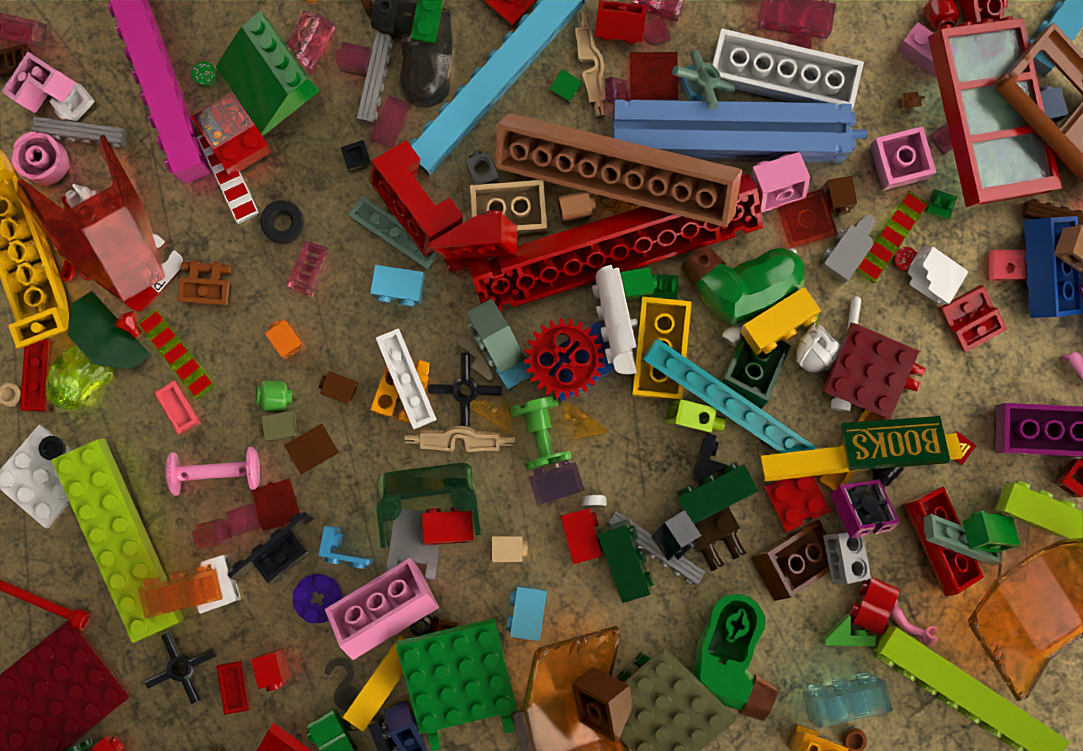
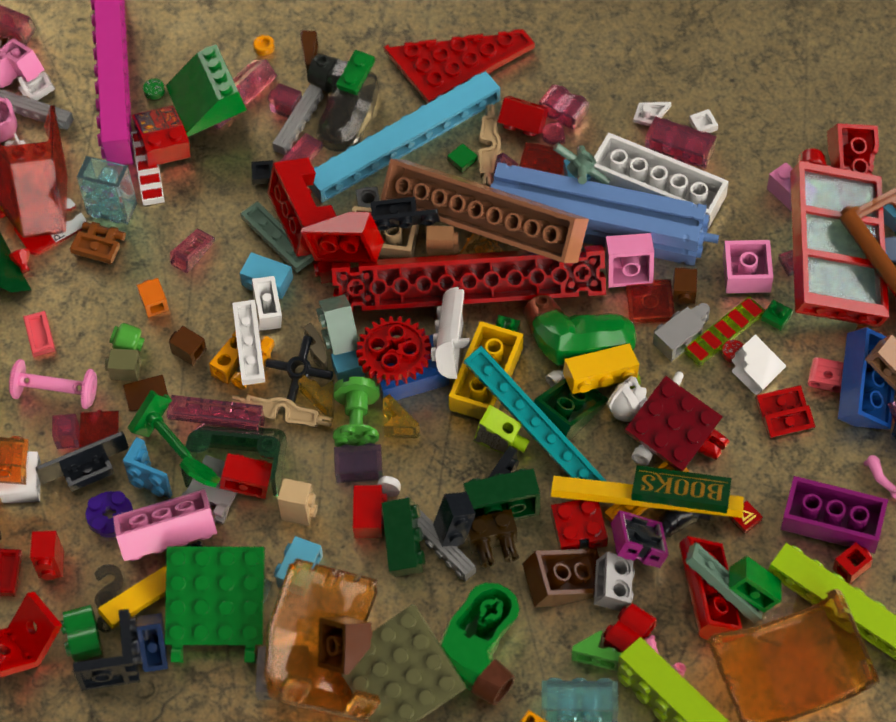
camera: 15 degrees right, 25 degrees down
(176, 354) = (54, 292): tile -> none
(196, 228) = (107, 190): none -> clear light blue brick
(212, 534) = (38, 432): clear pink slope -> none
(276, 208) = (184, 221): black tyre -> none
(394, 465) = (216, 412): none -> clear pink fence
(398, 551) = (150, 418): none -> green piece
(409, 321) = (267, 303): none -> white slope
(522, 189) = (401, 213): none -> black bracket
(638, 284) = (477, 308): green brick -> none
(911, 100) = (768, 226): dark orange plate -> none

